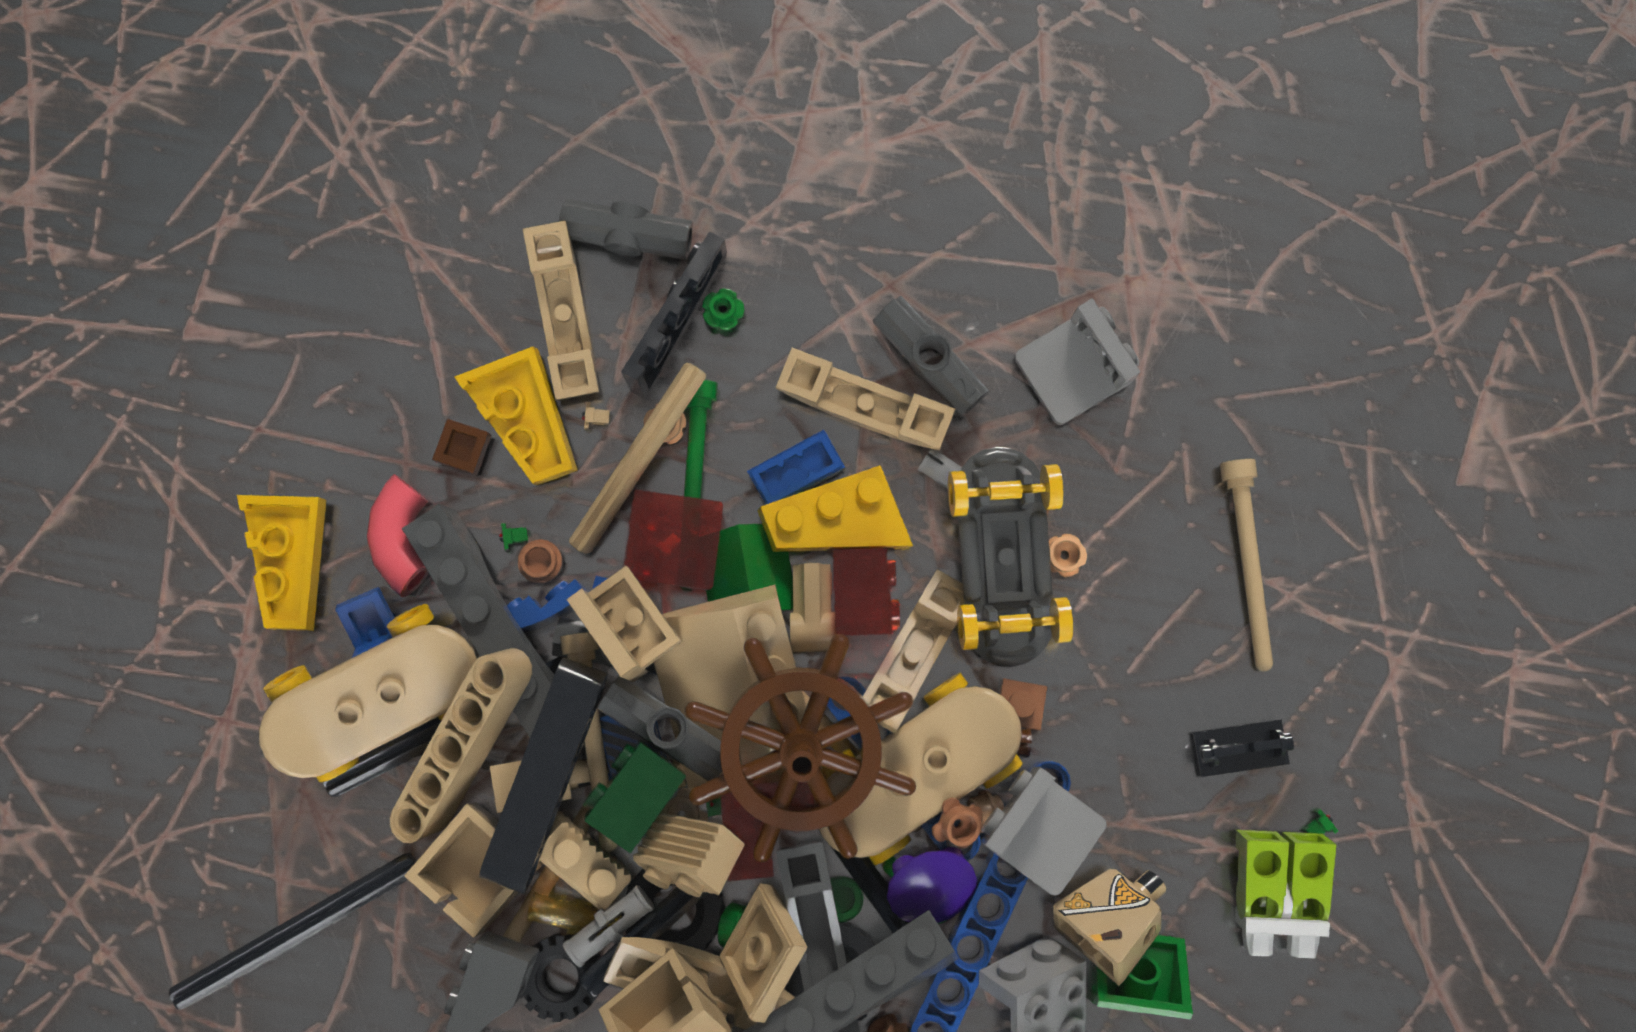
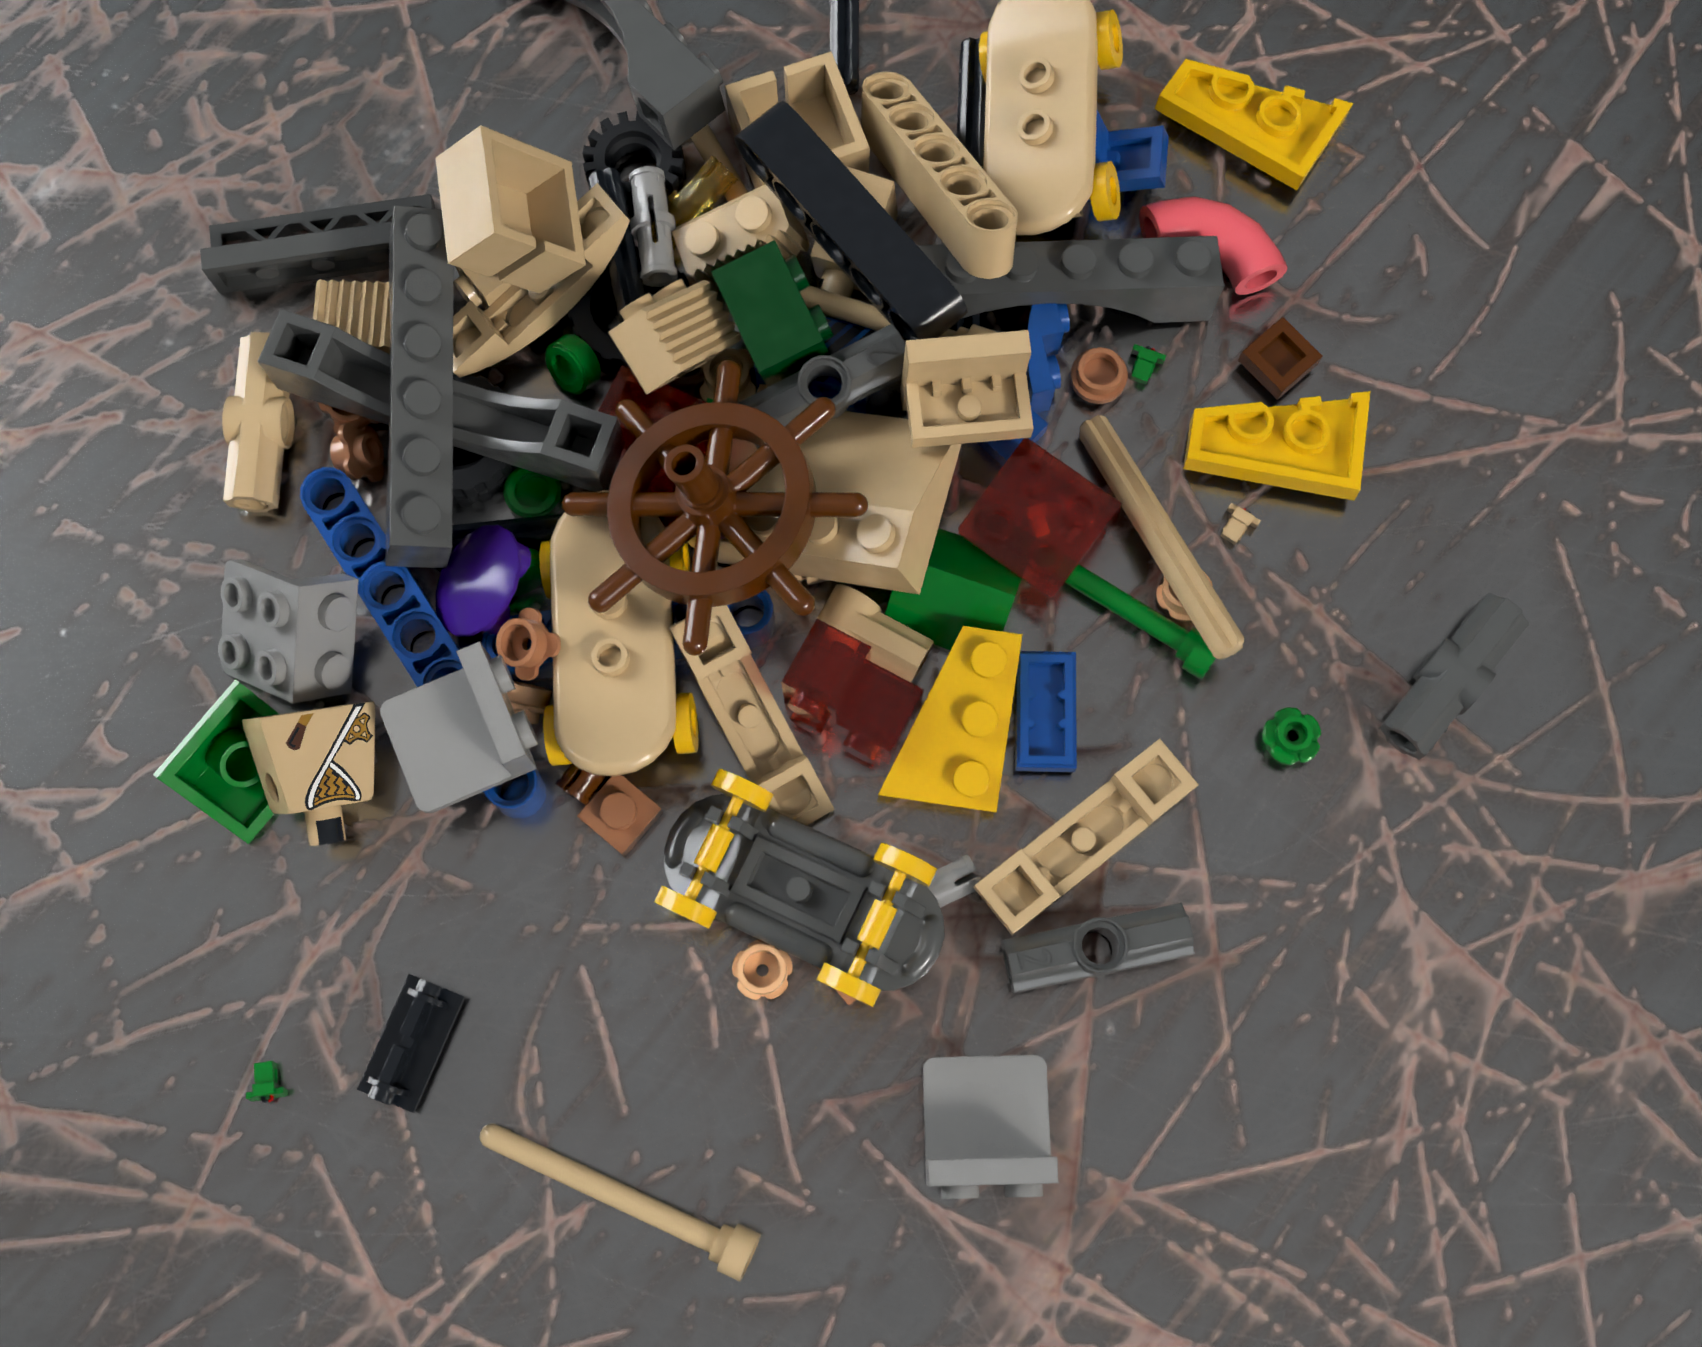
camera: 120 degrees right, 5 degrees down
(562, 310) = (1388, 552): tan slope -> none
(670, 322) = (1303, 654): black wing -> none
(762, 952) = (521, 350): tan plate -> none
(1284, 890) = (202, 971): lime hips -> none

